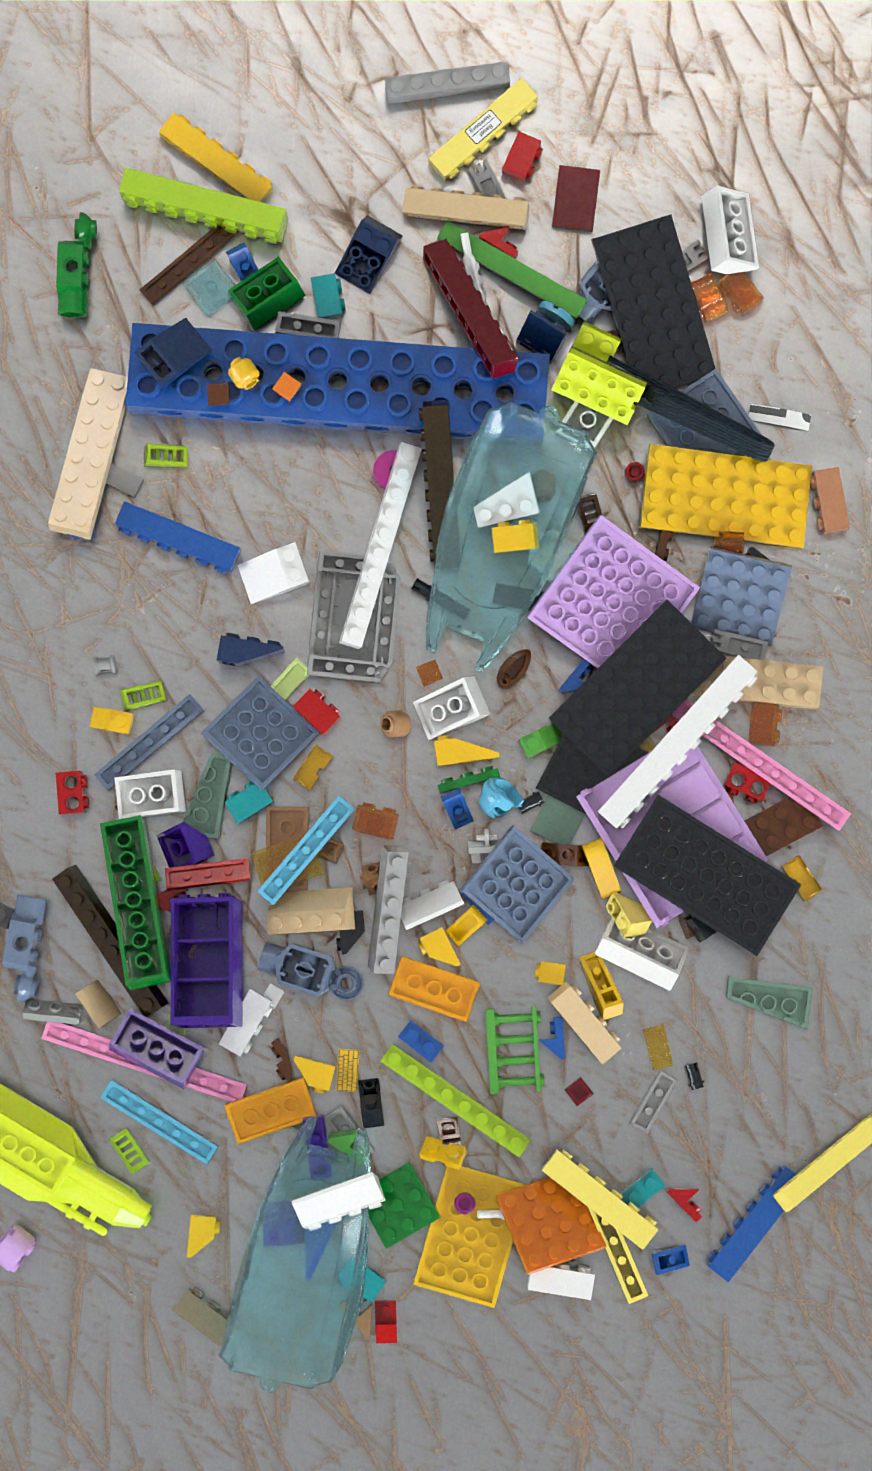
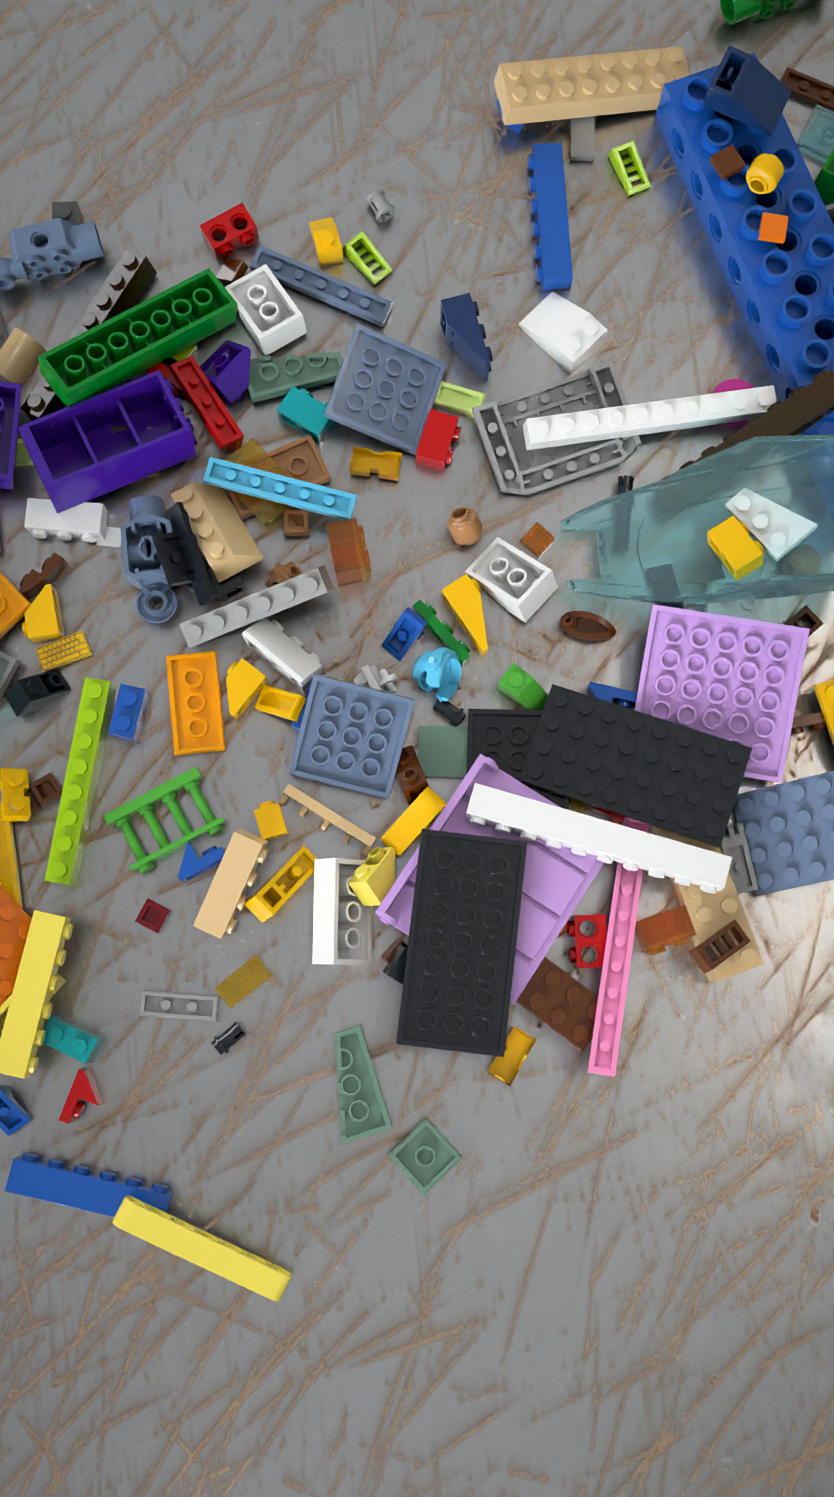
camera: 60 degrees right, 5 degrees down
(104, 806) = (231, 271): none -> reddish brown tile
(326, 947) = (182, 557): none -> black bracket
(567, 928) = (330, 817): none -> tan hinge
(797, 710) = (706, 956): none -> reddish brown slope
(842, 973) = (425, 1155): none -> sand green tile

